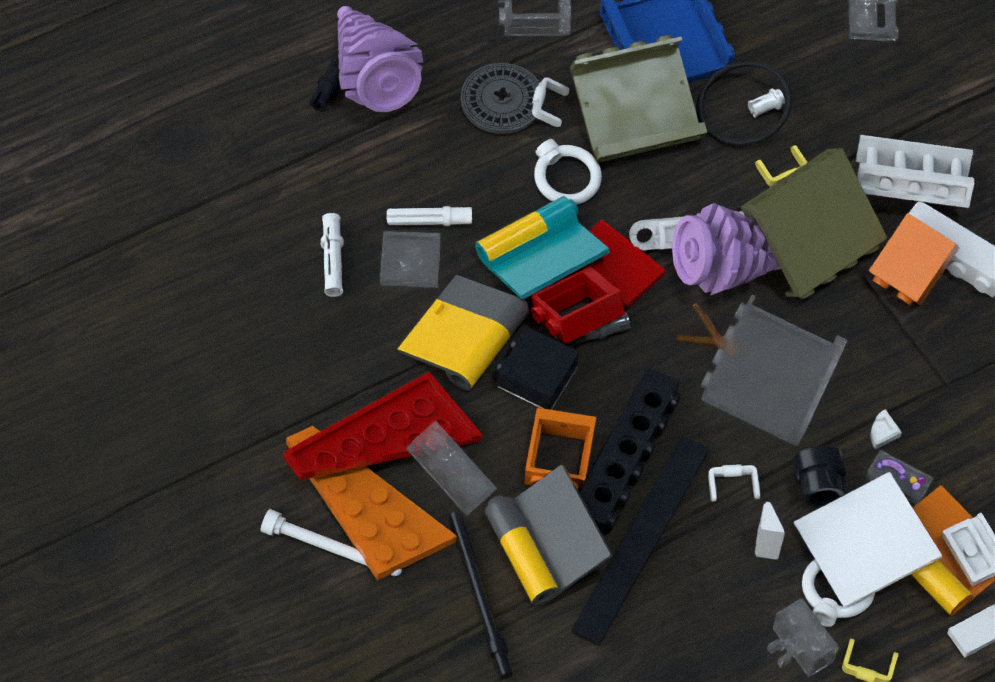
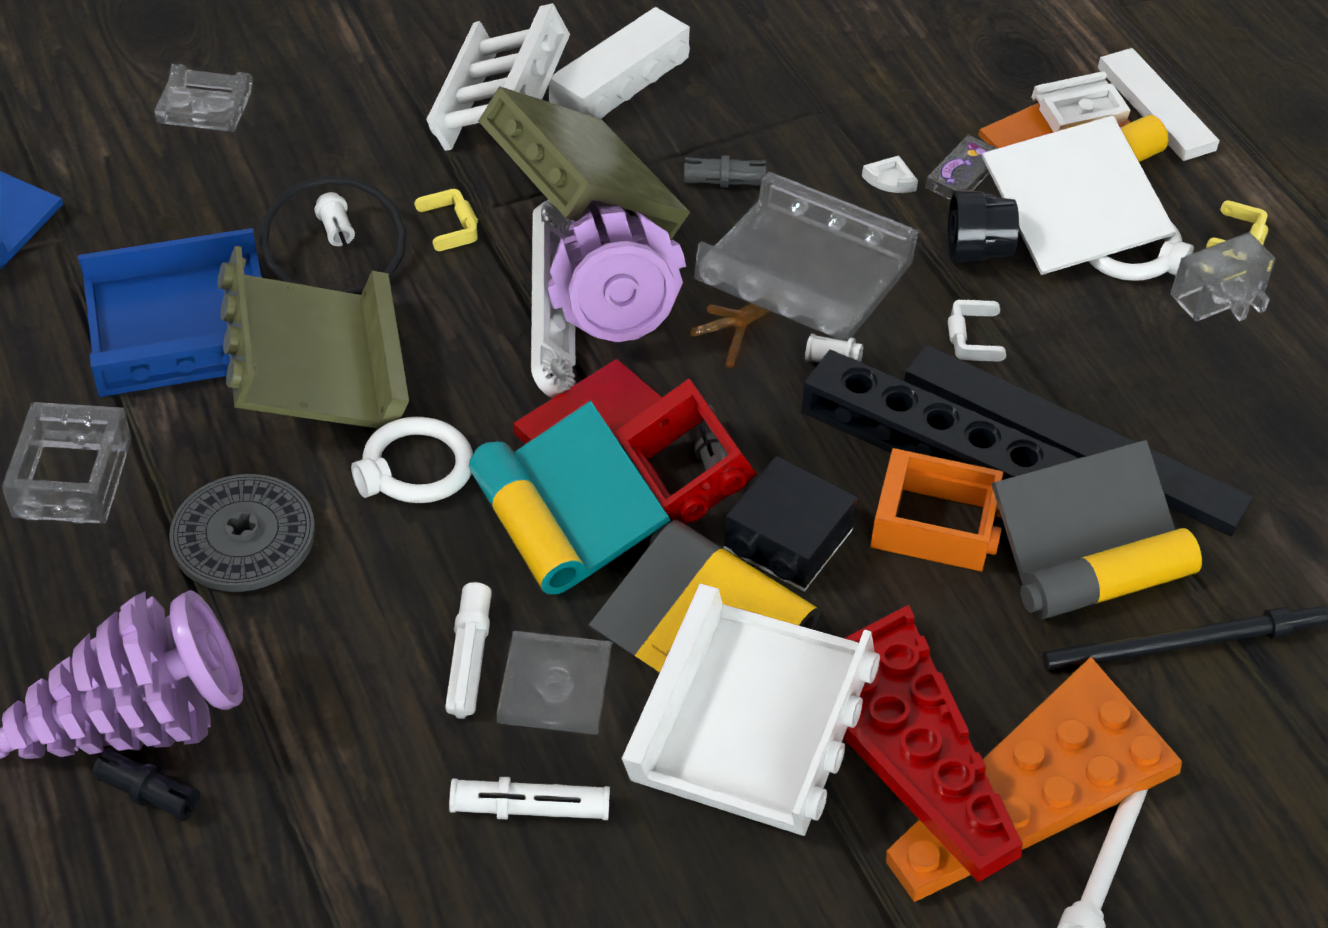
camera: 85 degrees left, 10 degrees down
(391, 346) = (750, 713): none -> white panel
(451, 468) = (988, 637): clear brick -> none
(539, 97) = (240, 467): white piece -> none
(691, 400) = (819, 346): none -> white pin
(769, 534) = (1075, 283): white slope -> none
(861, 323) = (724, 171): none -> dark grey pin
(913, 260) = (645, 94): orange brick -> none

